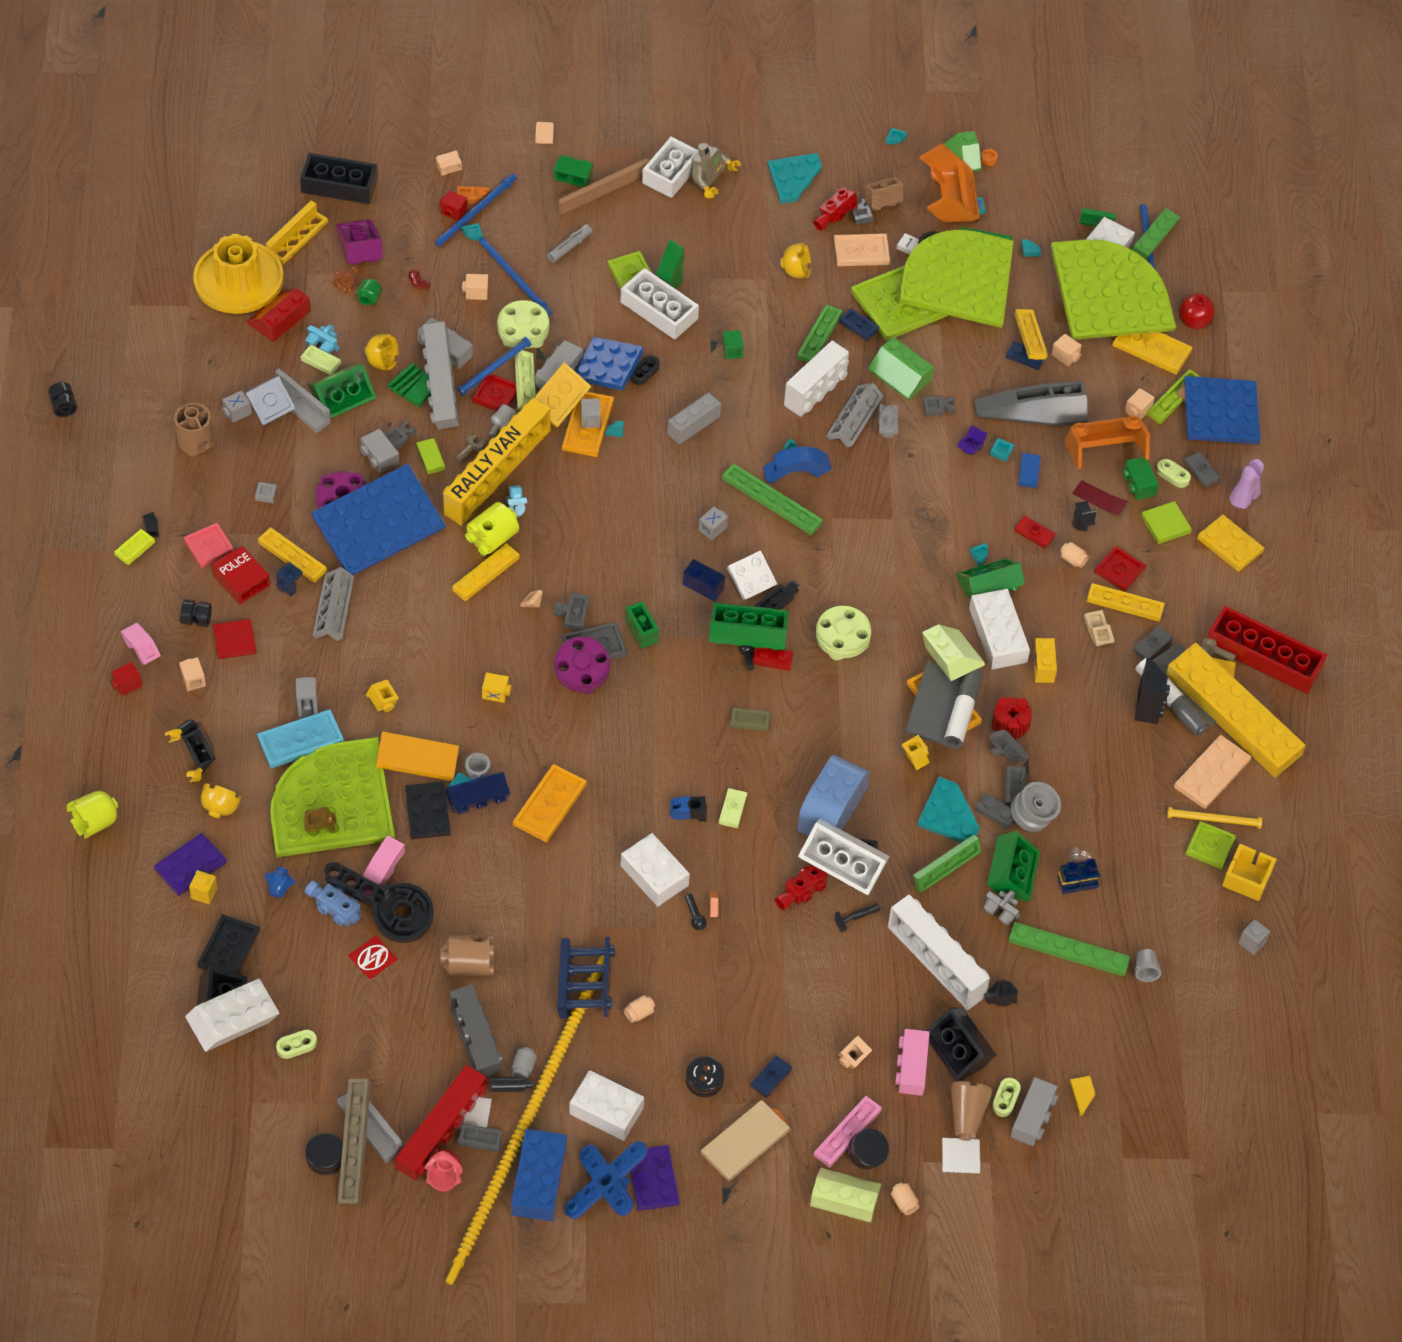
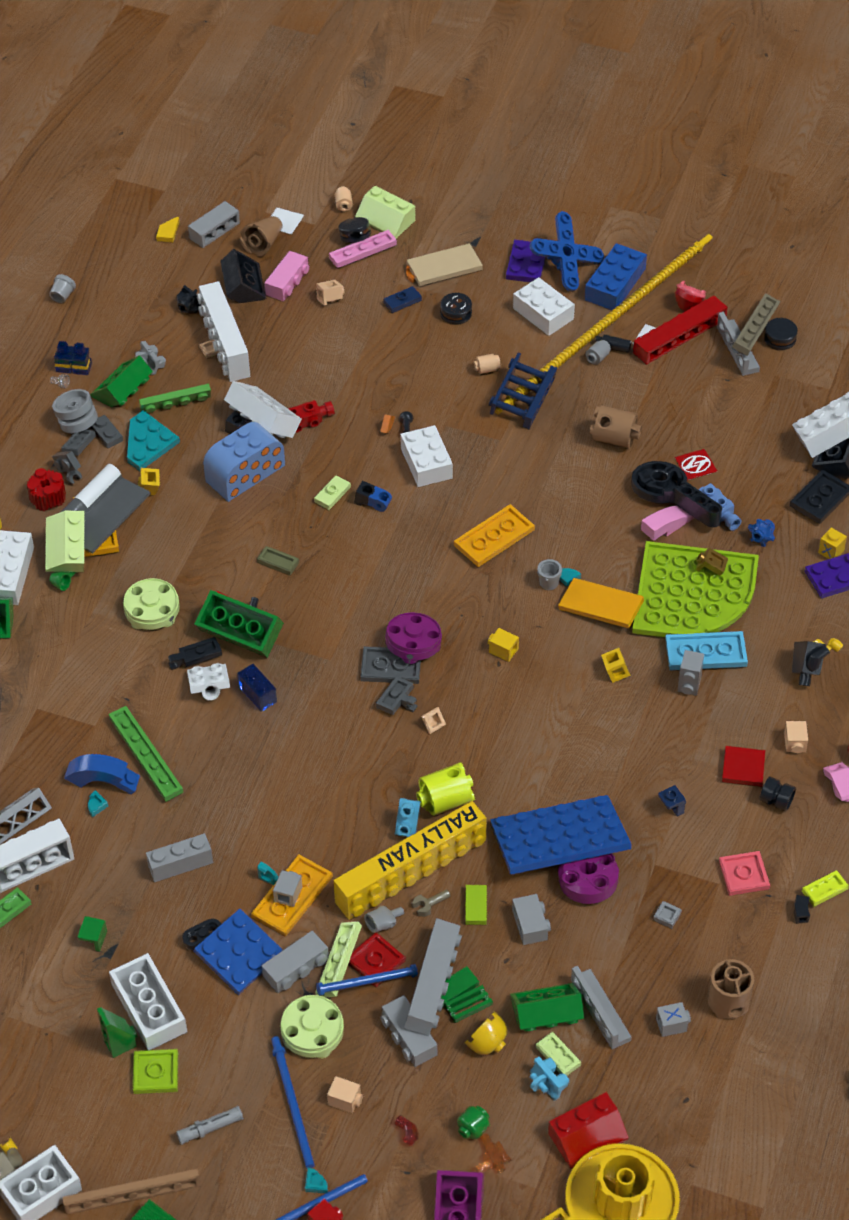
camera: 155 degrees left, 5 degrees down
(219, 800) = (798, 610): yellow cylinder -> none
(240, 575) = (720, 824): red brick -> none
(270, 400) = (633, 1004): tile -> none
(291, 553) = (660, 832): yellow plate -> none
(295, 1043) = (782, 412): yellowish green plate -> none
(336, 603) = (624, 775): light grey fence -> none
(399, 437) = (504, 932): dark grey plate -> none
(427, 810) = (607, 562): black plate -> none
(475, 1031) = (631, 378): dark grey wedge -> none
(478, 793) = (569, 554): clear blue brick -> none
(480, 1137) = (651, 314): dark grey plate -> none
(485, 572) = (476, 759): yellow plate -> none
(562, 393) = (311, 917): yellow plate -> none
(642, 624) = (339, 657): green brick -> none
(713, 523) = (217, 743): light grey brick -> none
(854, 916) = (272, 387): black piece -> none
(1005, 1098) = (228, 239): yellowish green plate -> none
(1069, 949) = (112, 320): bright green plate -> none

